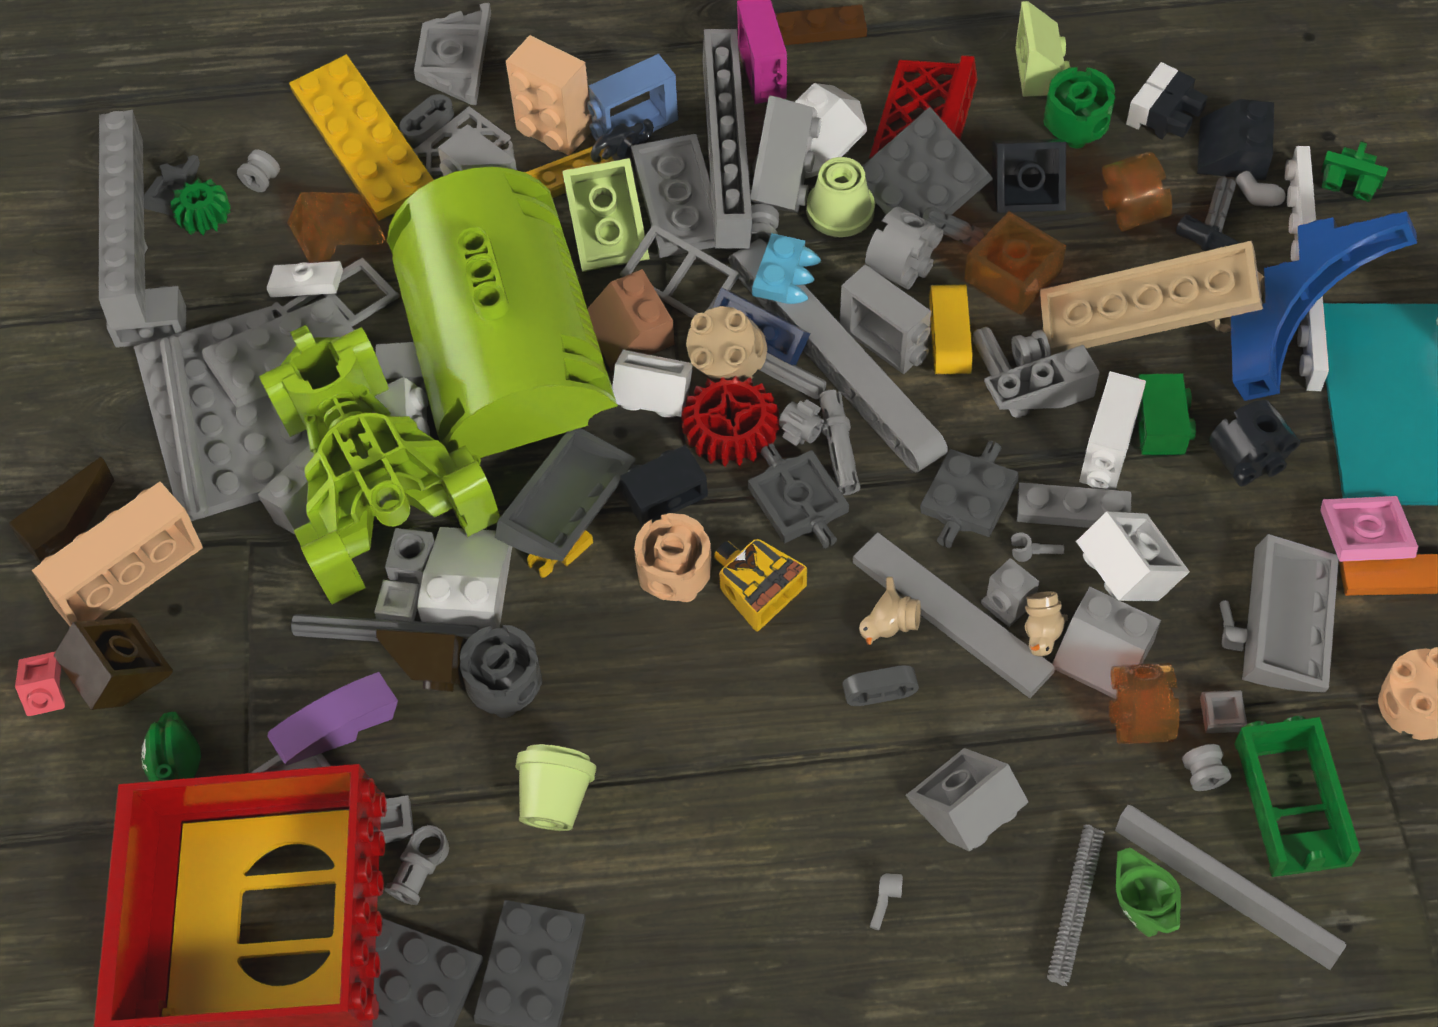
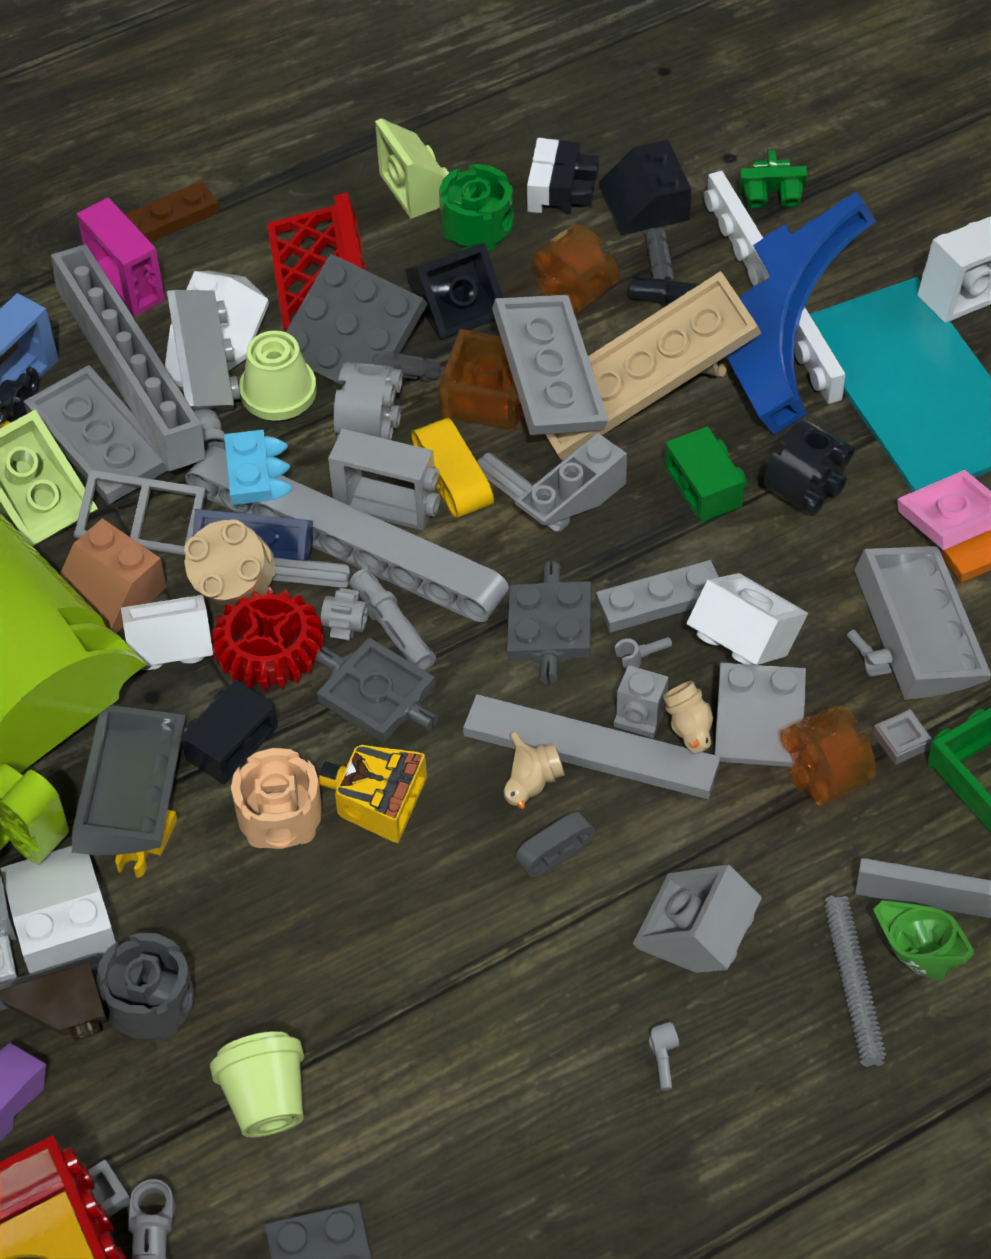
camera: 25 degrees left, 5 degrees down
(1030, 348) = (542, 458): light grey wheel -> none
(1068, 270) = (549, 364): none -> light grey plate
(1112, 431) = (667, 506): white window -> none
(1206, 767) = (915, 795): light grey wheel -> none
(1260, 193) = (691, 233): light grey arm -> none

